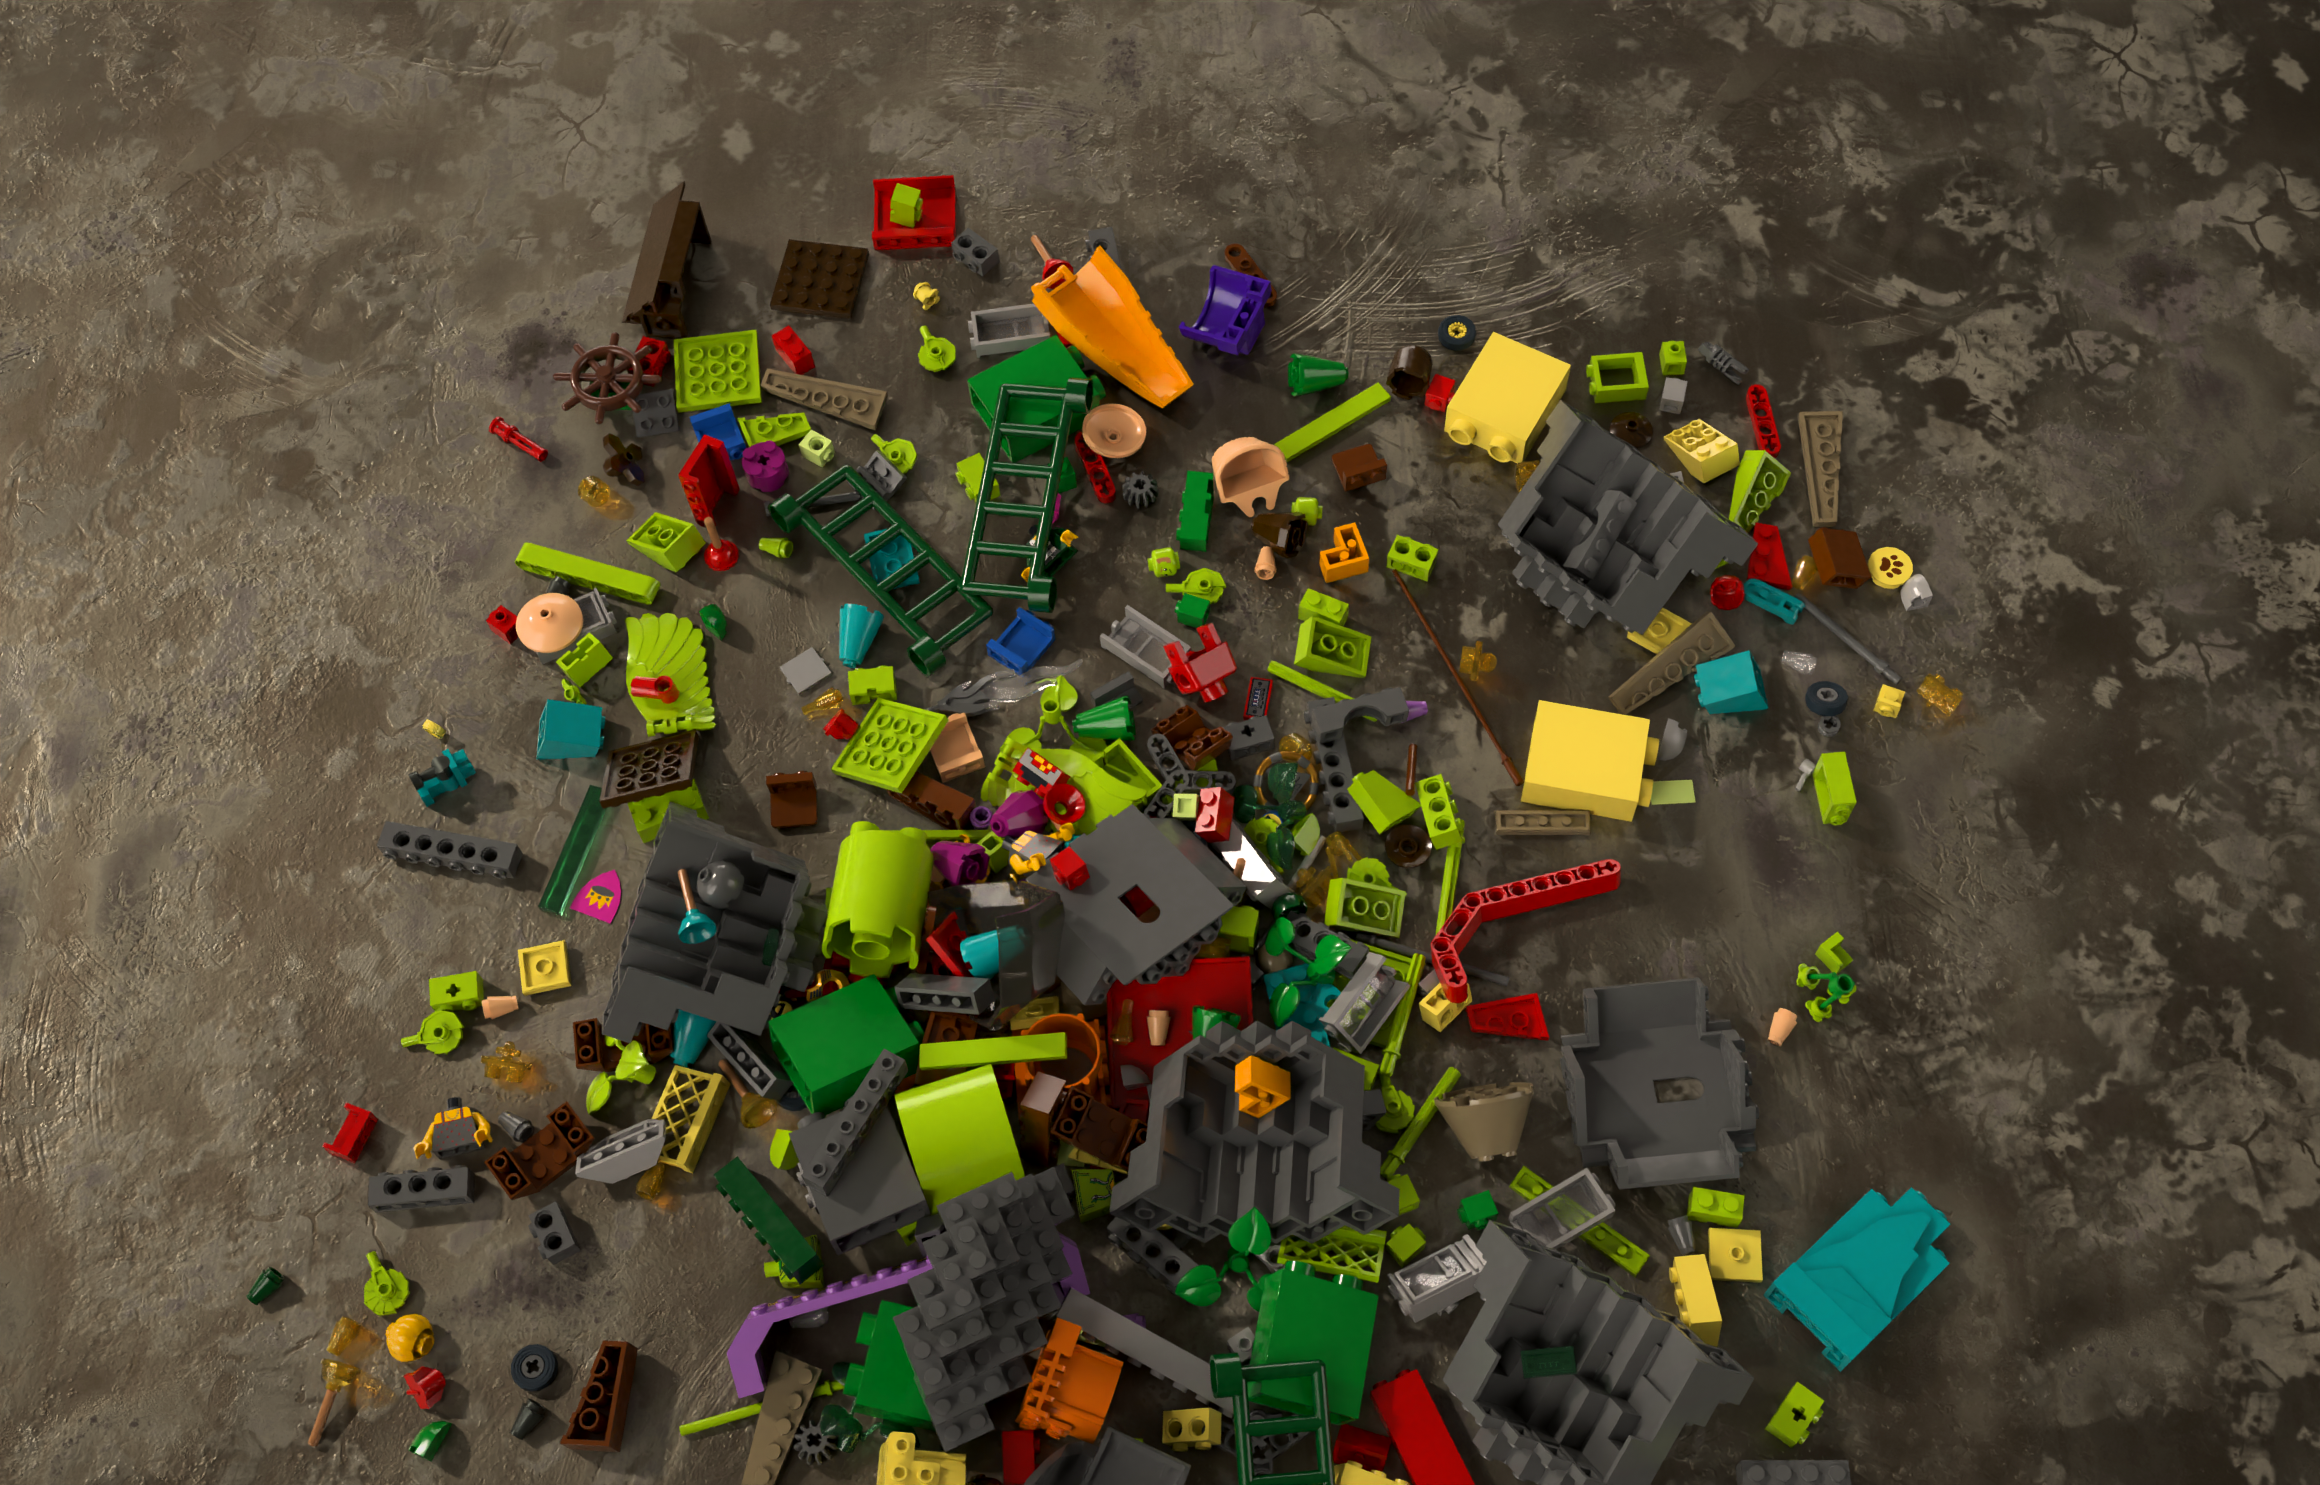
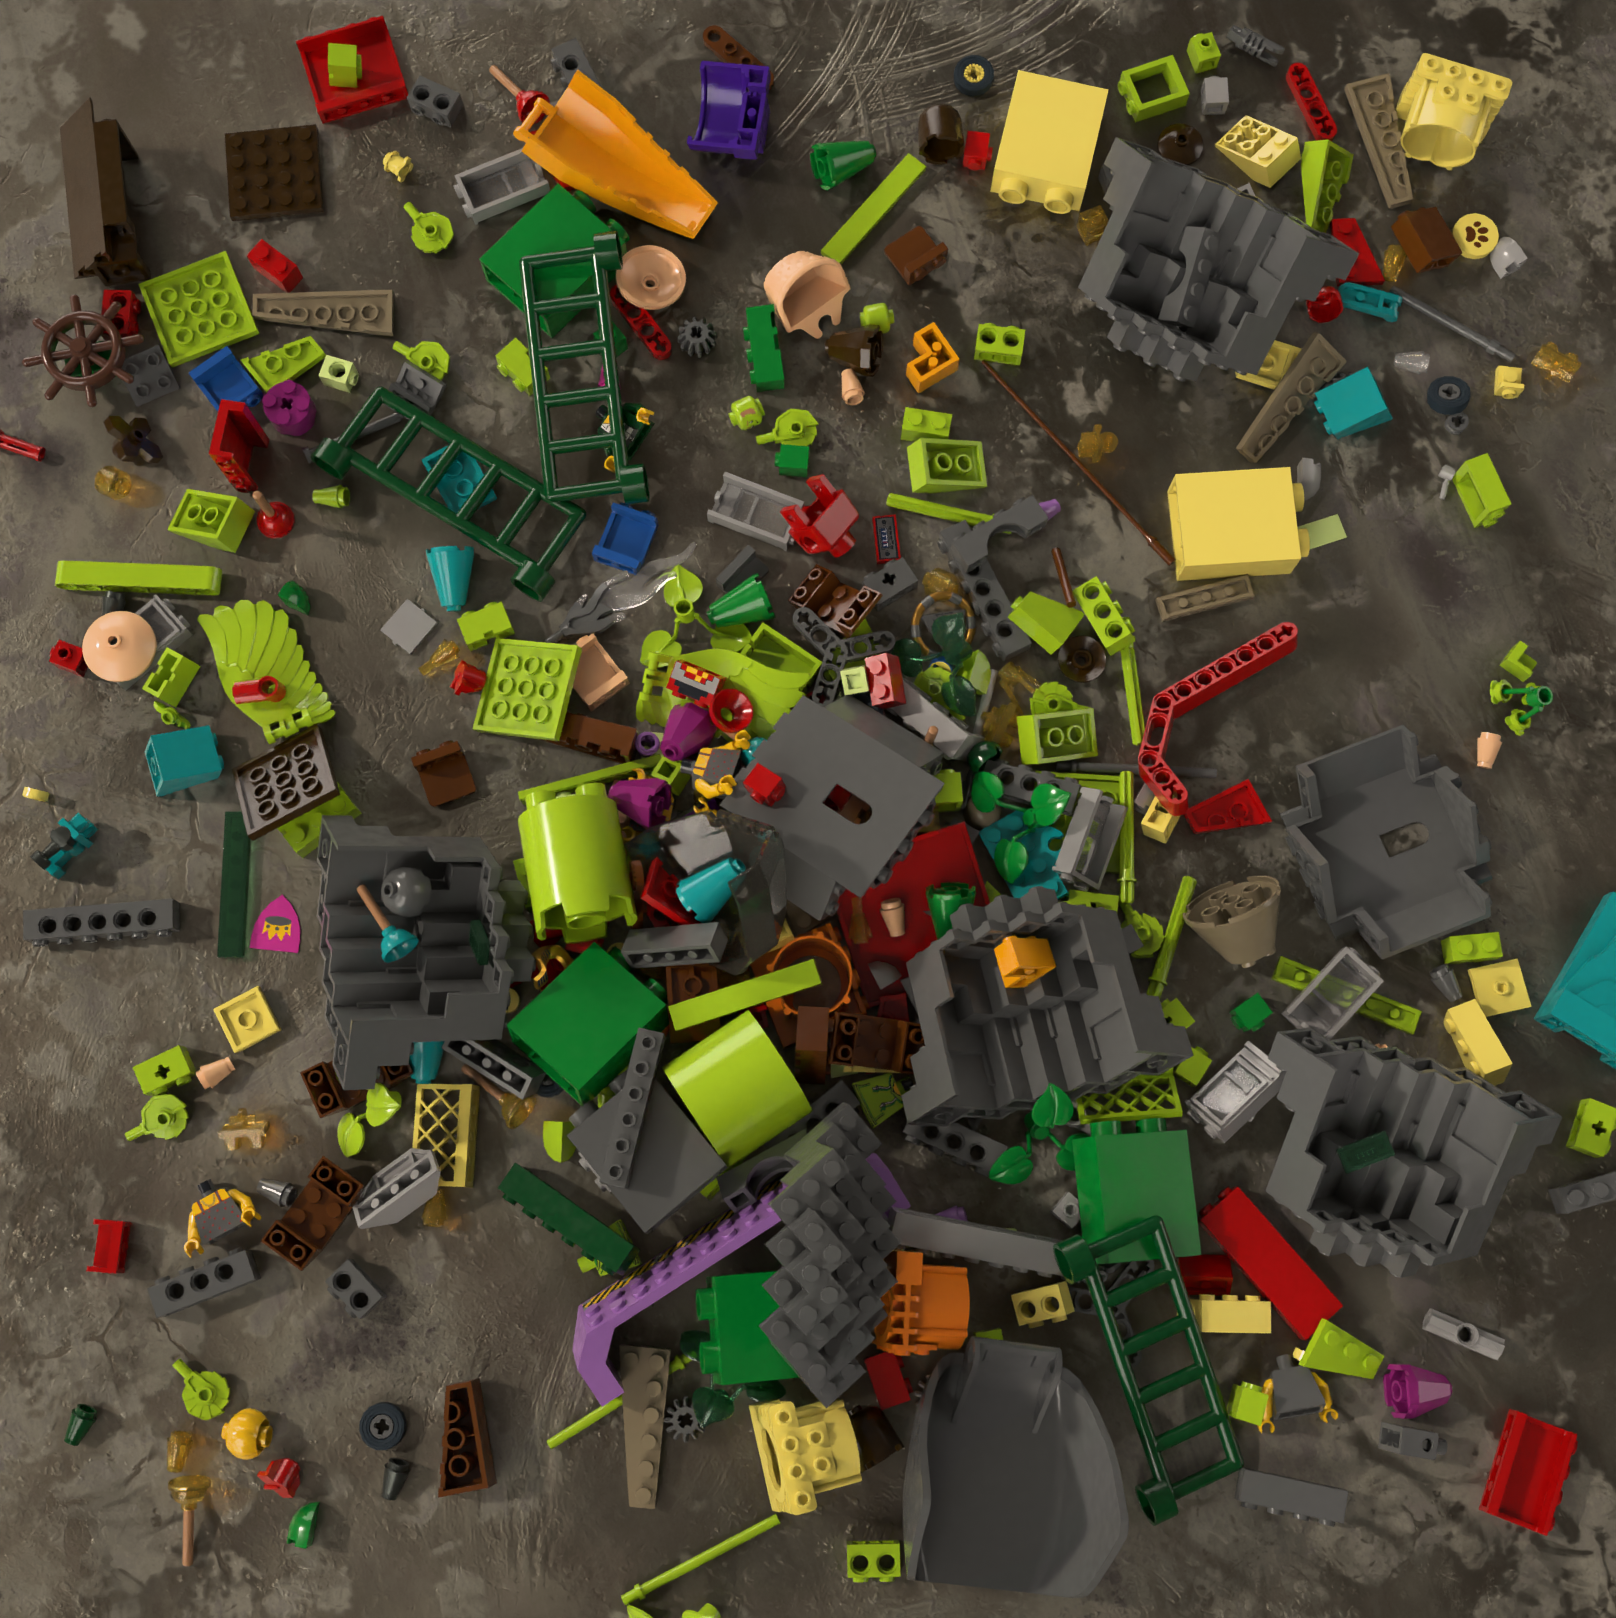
camera: 20 degrees left, 15 degrees up
(1886, 450) = (1448, 110): none -> light yellow hose

